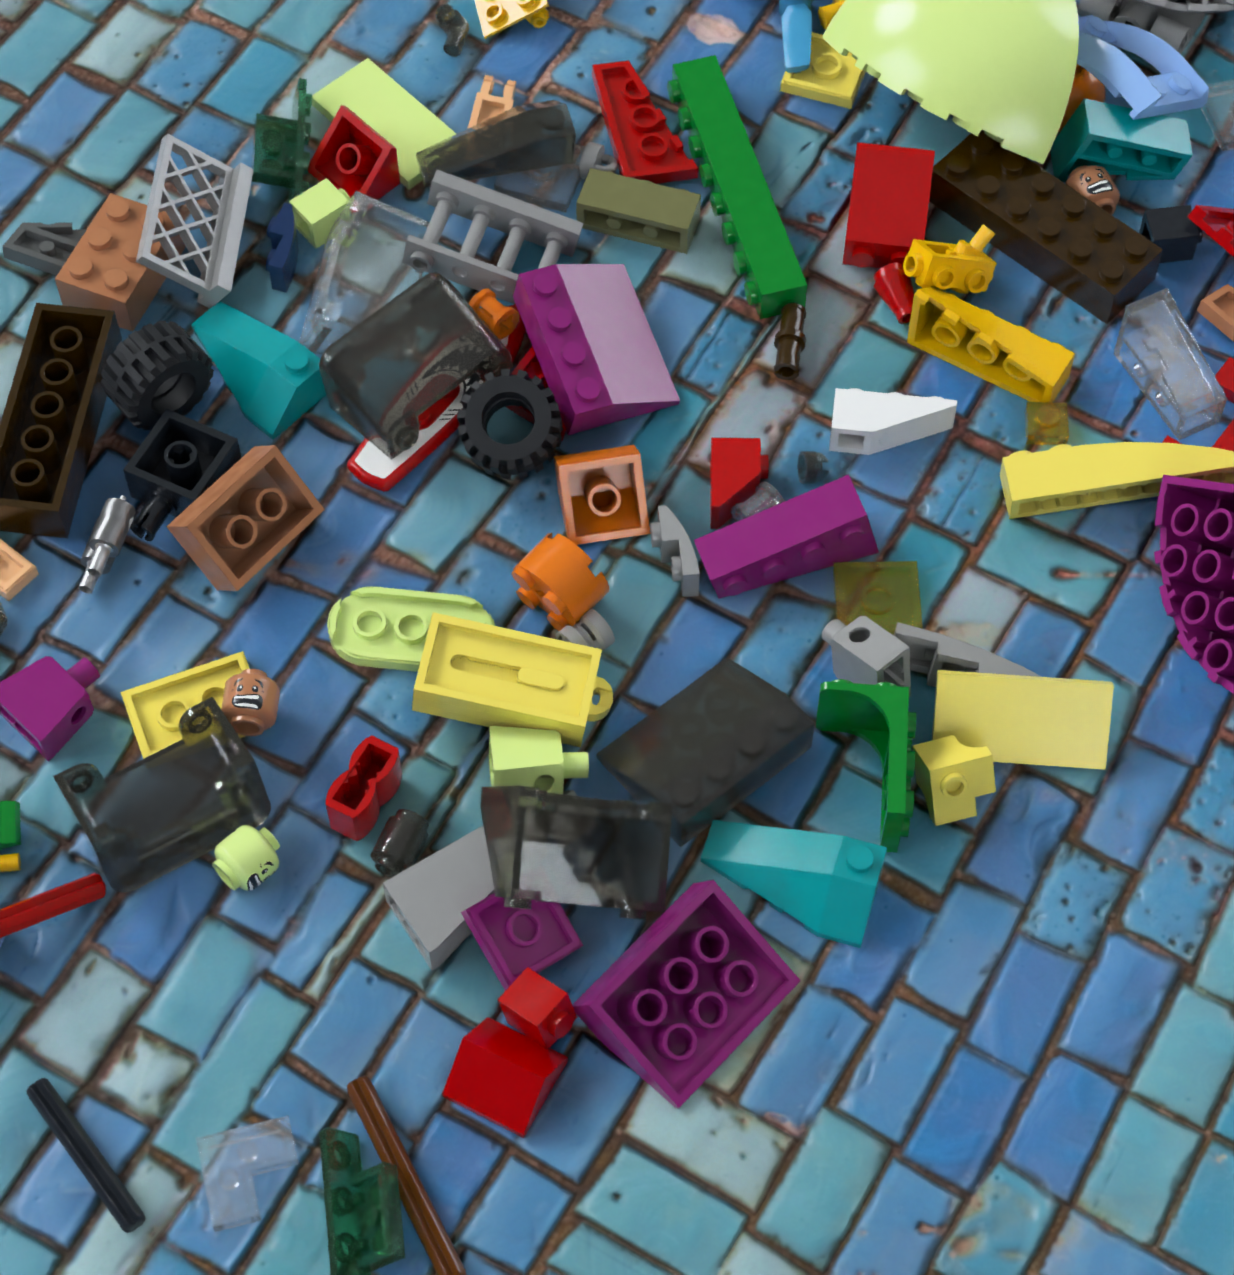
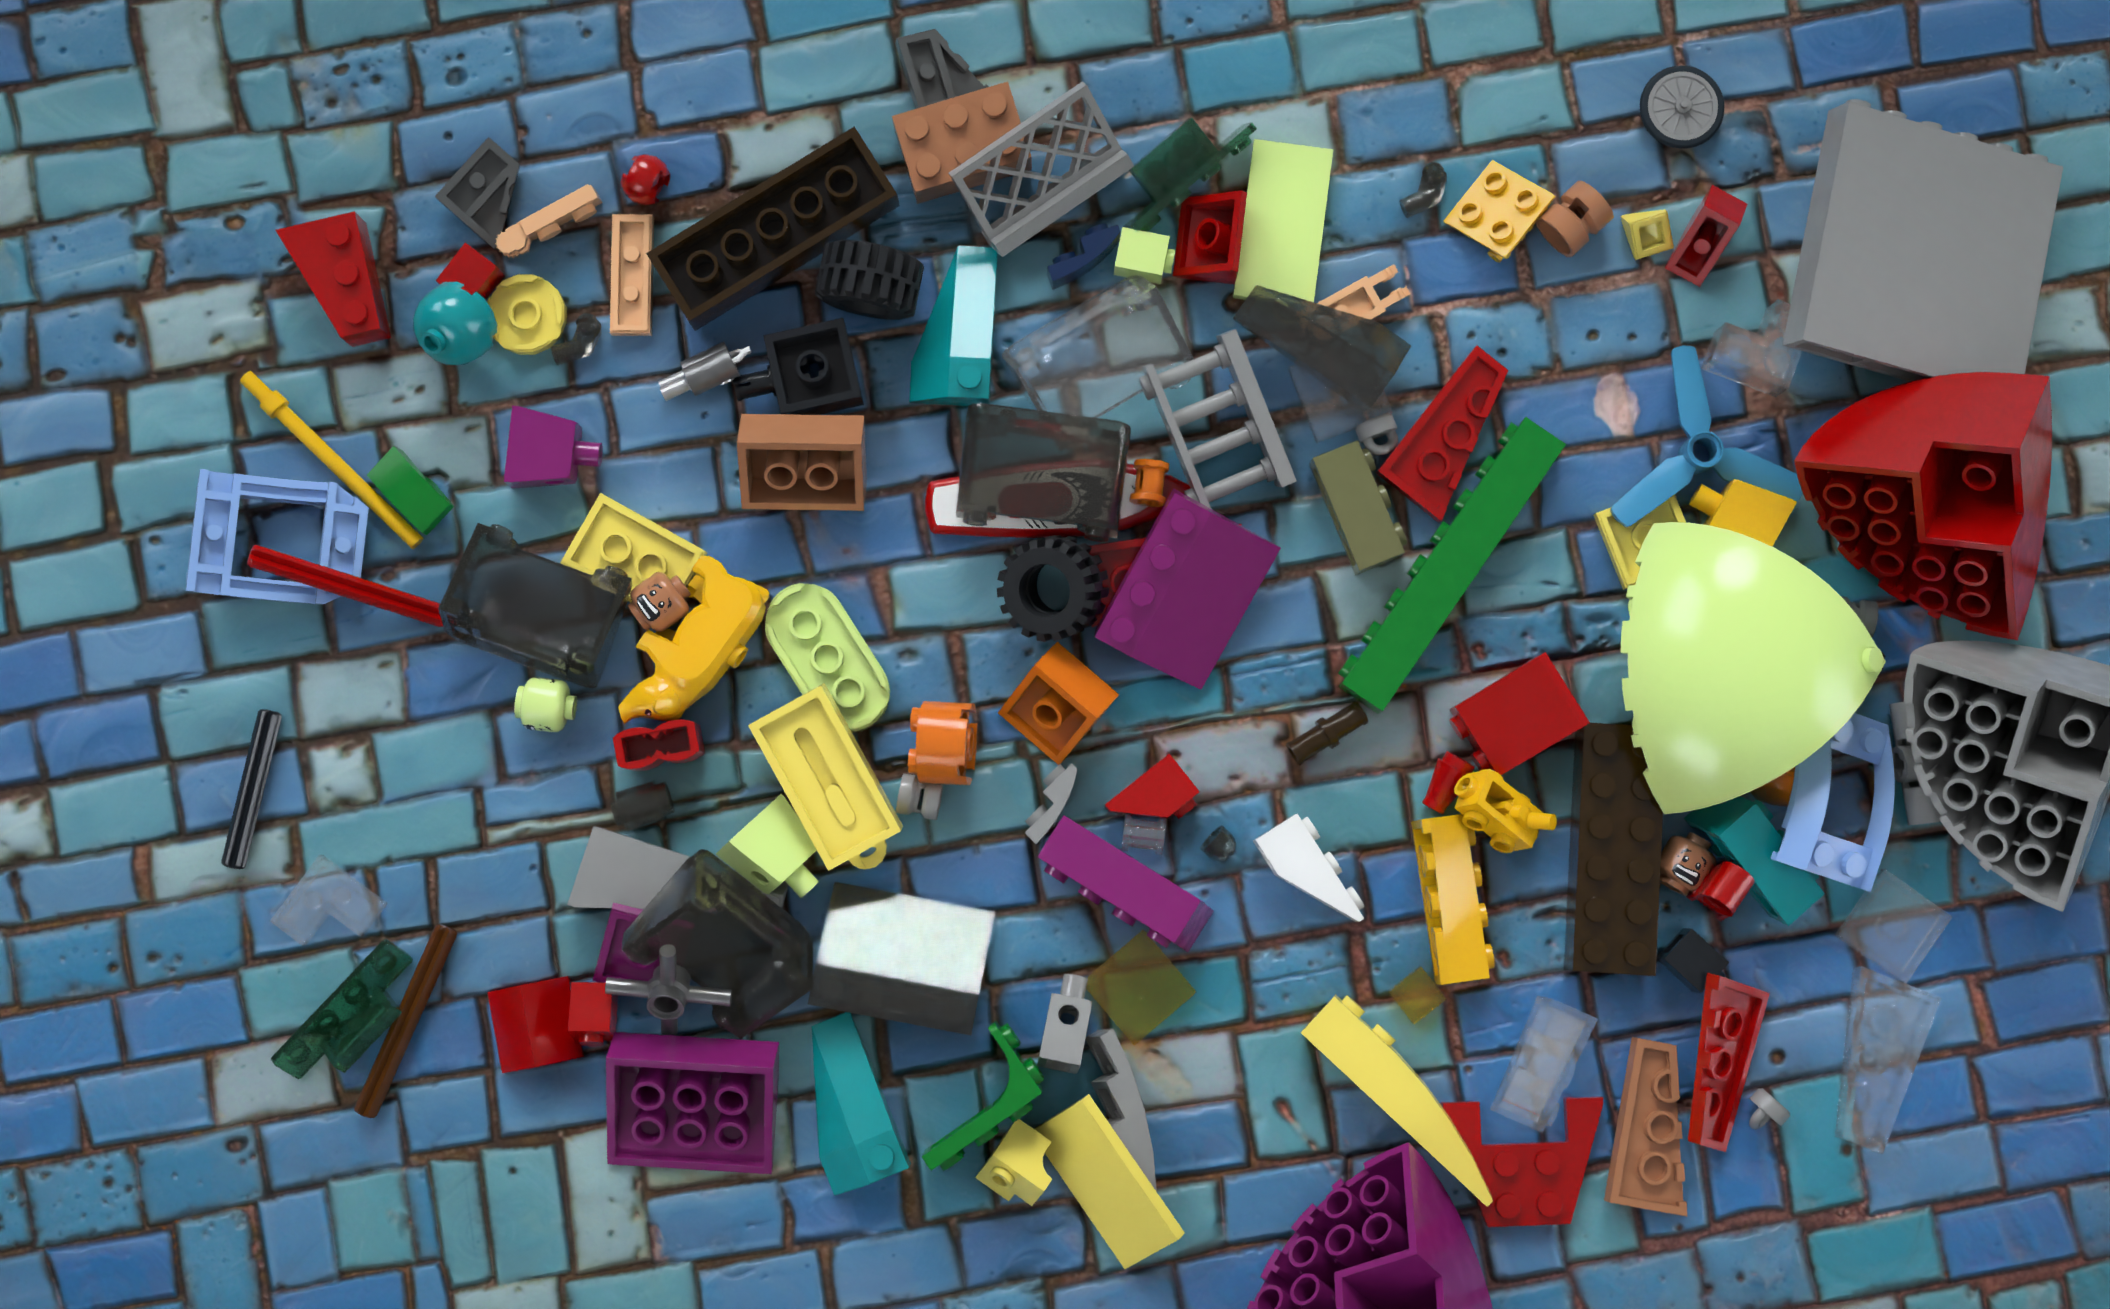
camera: 50 degrees right, 25 degrees up
(318, 701) = (701, 648): none -> yellow animal
(562, 917) = (668, 991): none -> flat silver bar
(1132, 173) = (1723, 889): none -> red piece

